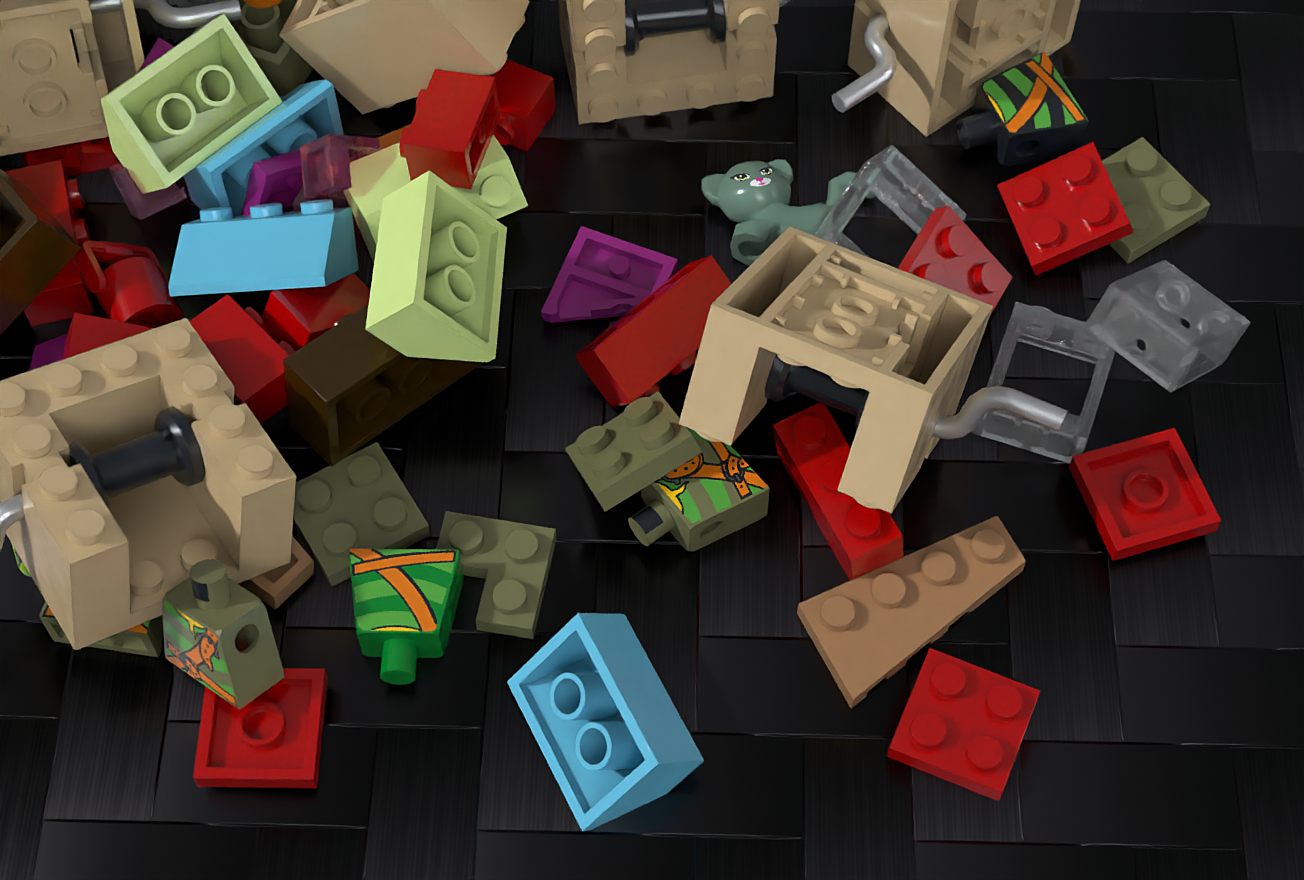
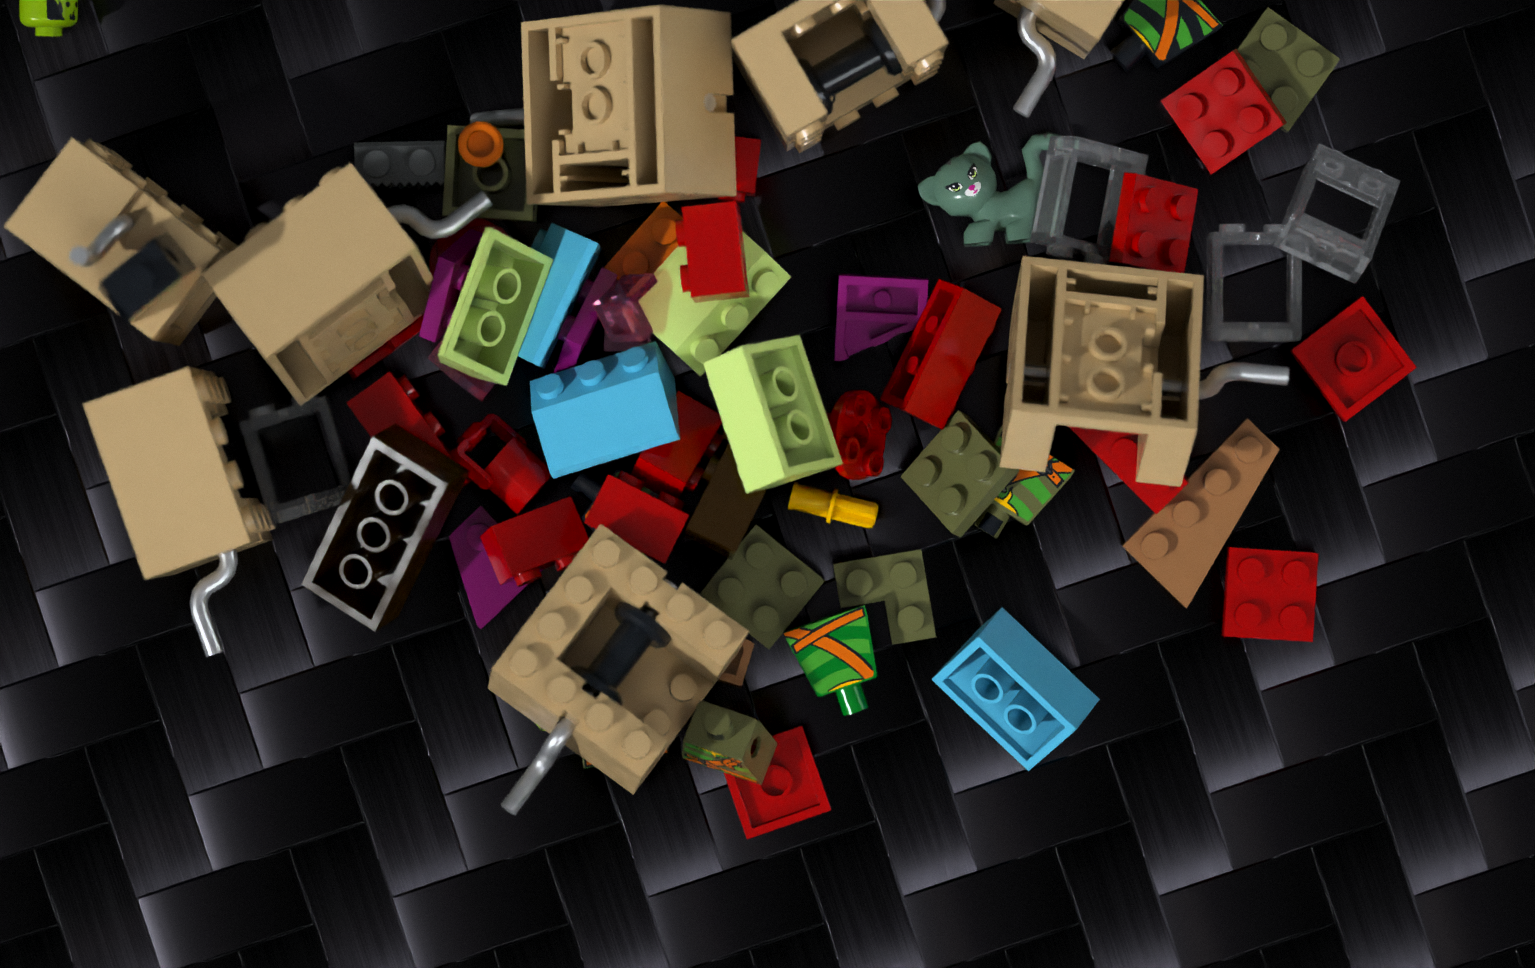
camera: 20 degrees left, 30 degrees up
(472, 451) = (833, 505): none -> yellow axle
(530, 377) = (860, 433): none -> red plate

